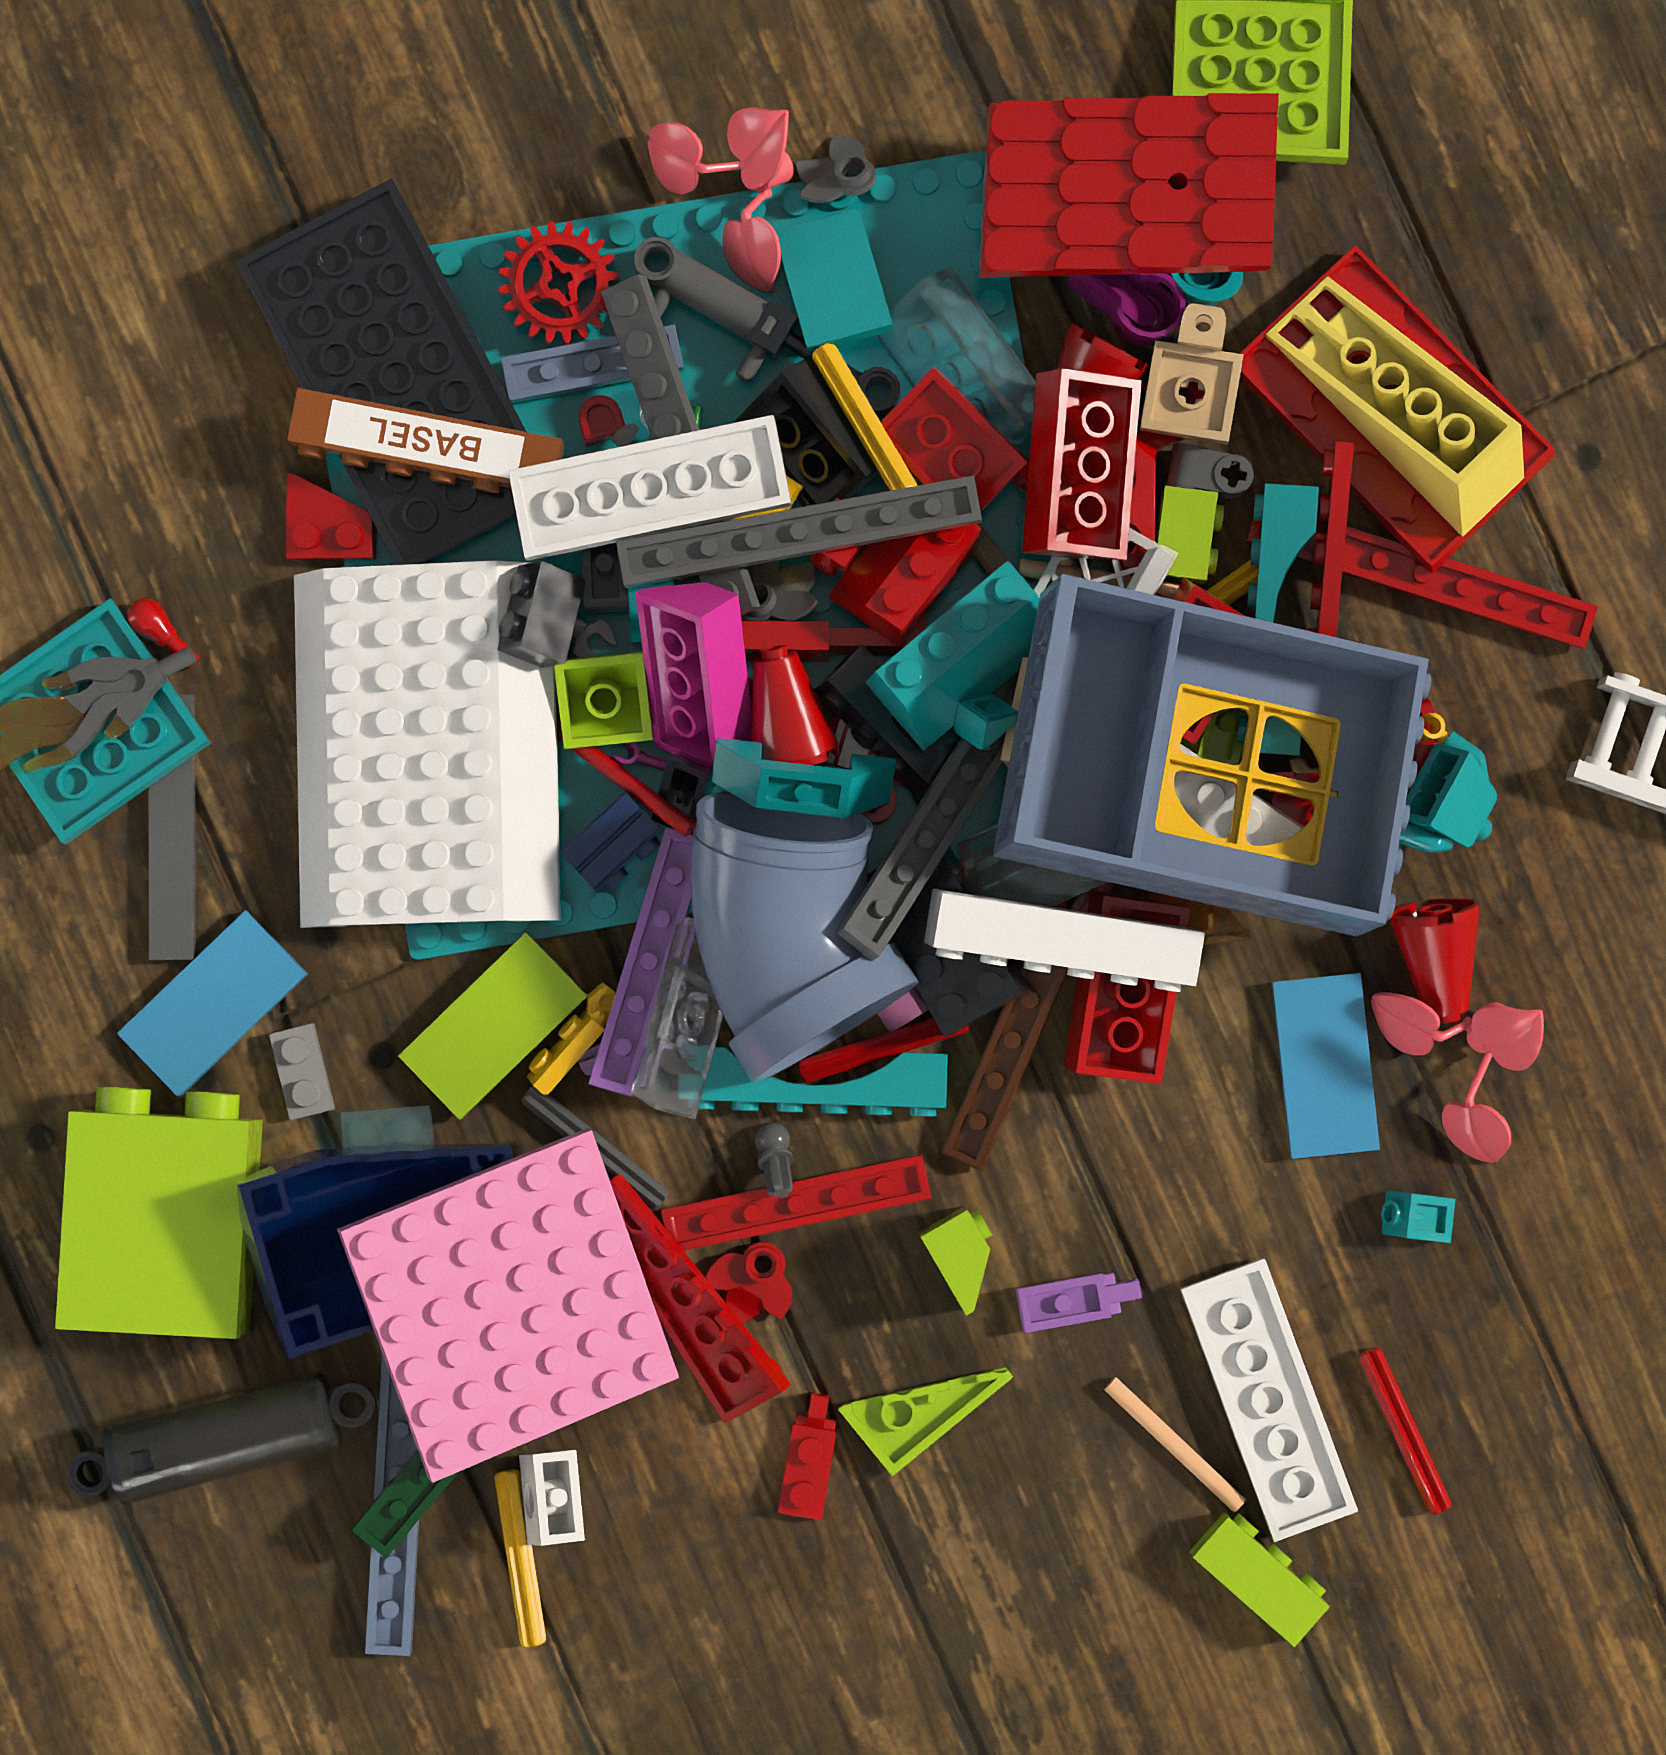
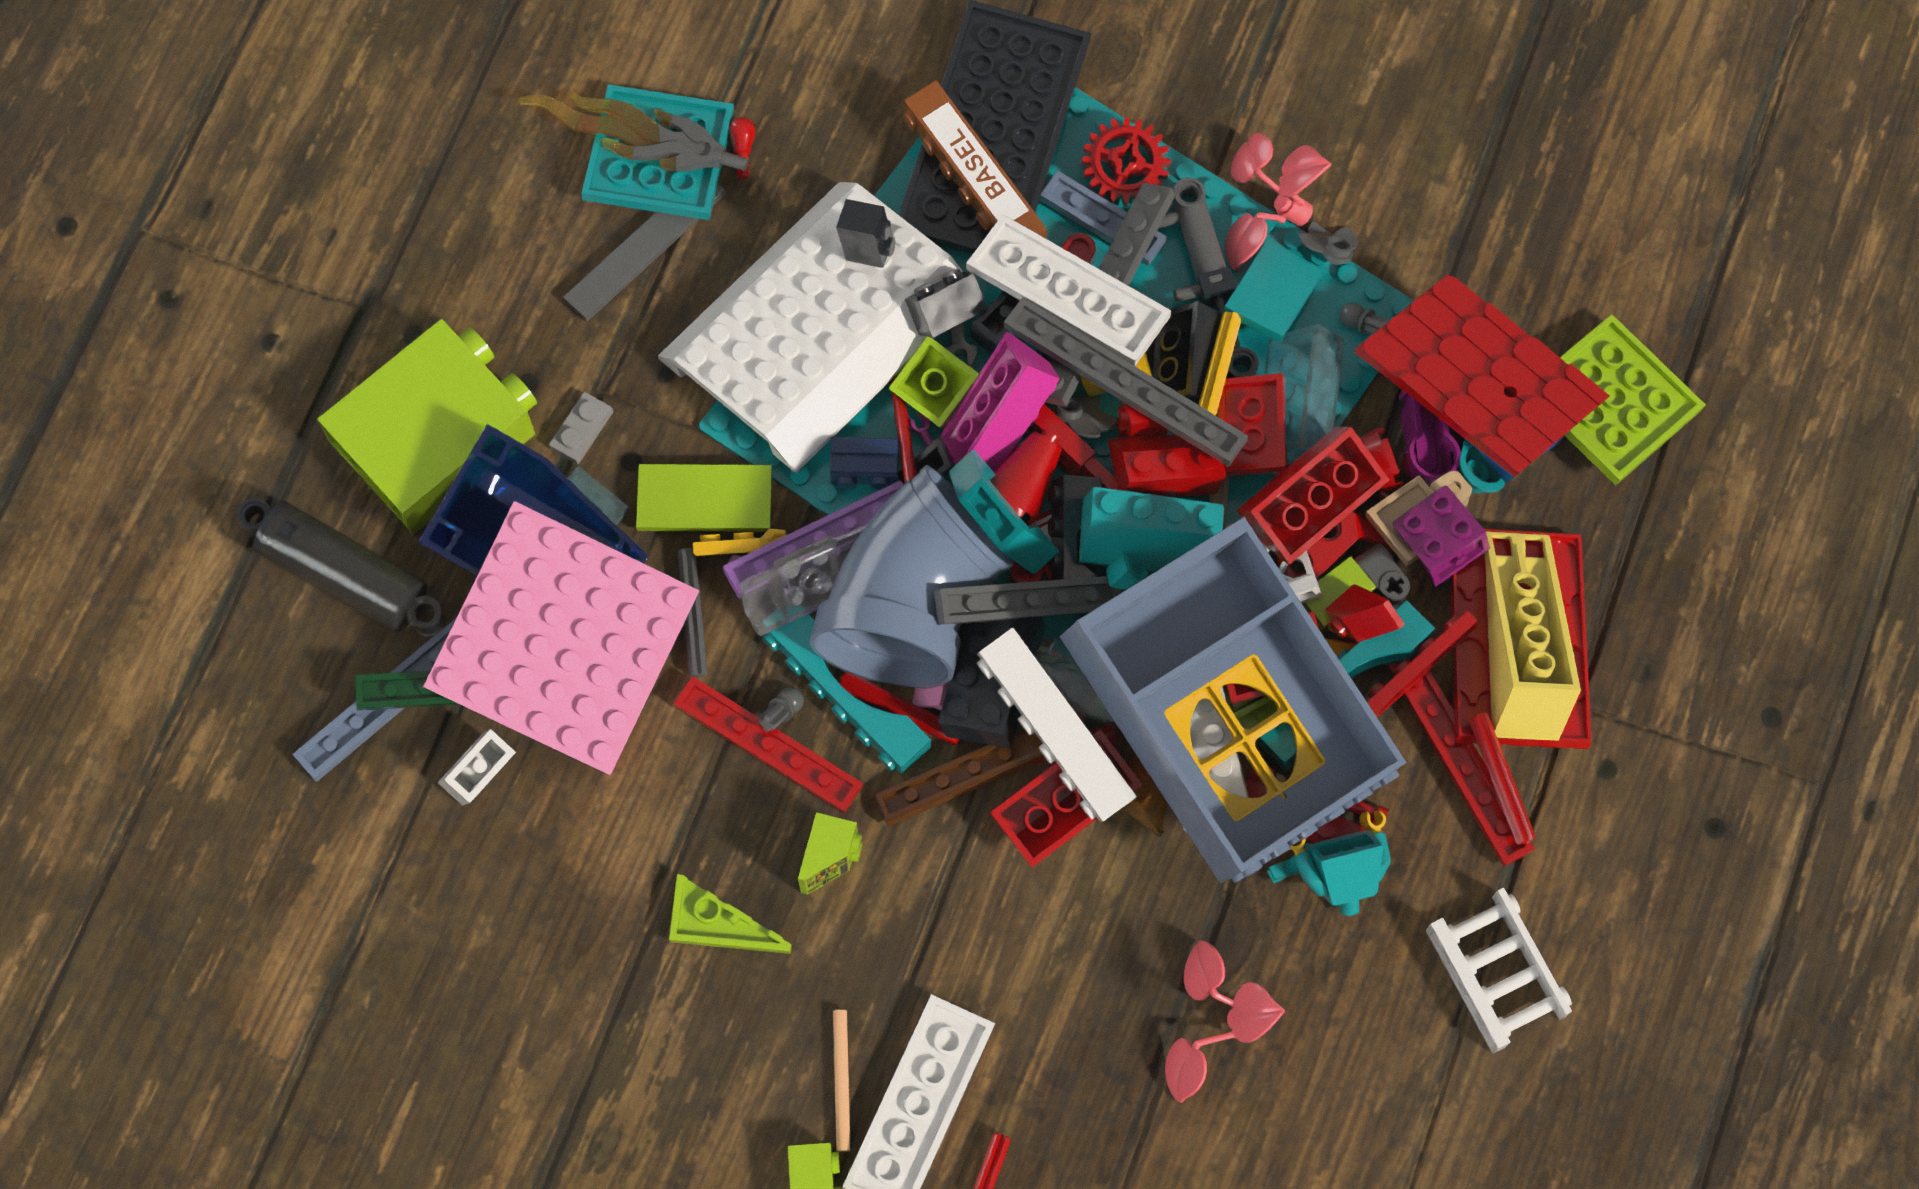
camera: 40 degrees right, 15 degrees down
(212, 1003) = (572, 350): dark azure tile -> none
(325, 525) = (880, 170): red wing -> none
(399, 626) = (865, 233): none -> black brick
(520, 1559) = (424, 789): yellow axle -> none
(700, 1323) = (650, 759): red wing -> none
(747, 1287) = (696, 764): red plate -> none
(808, 1461) = (633, 889): red hinge -> none
(930, 227) = (1353, 316): none -> dark grey axle
(1073, 1300) = (865, 944): medium lavender hinge -> none
(1233, 383) = (1442, 534): none -> magenta bracket
(1237, 540) = (1362, 615): none -> red slope
(1325, 1066) = (1134, 954): dark azure tile -> none
(1418, 1216) = (1105, 1086): teal bracket -> none
(1439, 951) = (1259, 948): red cone -> none
(1510, 570) = (1502, 778): none -> red axle

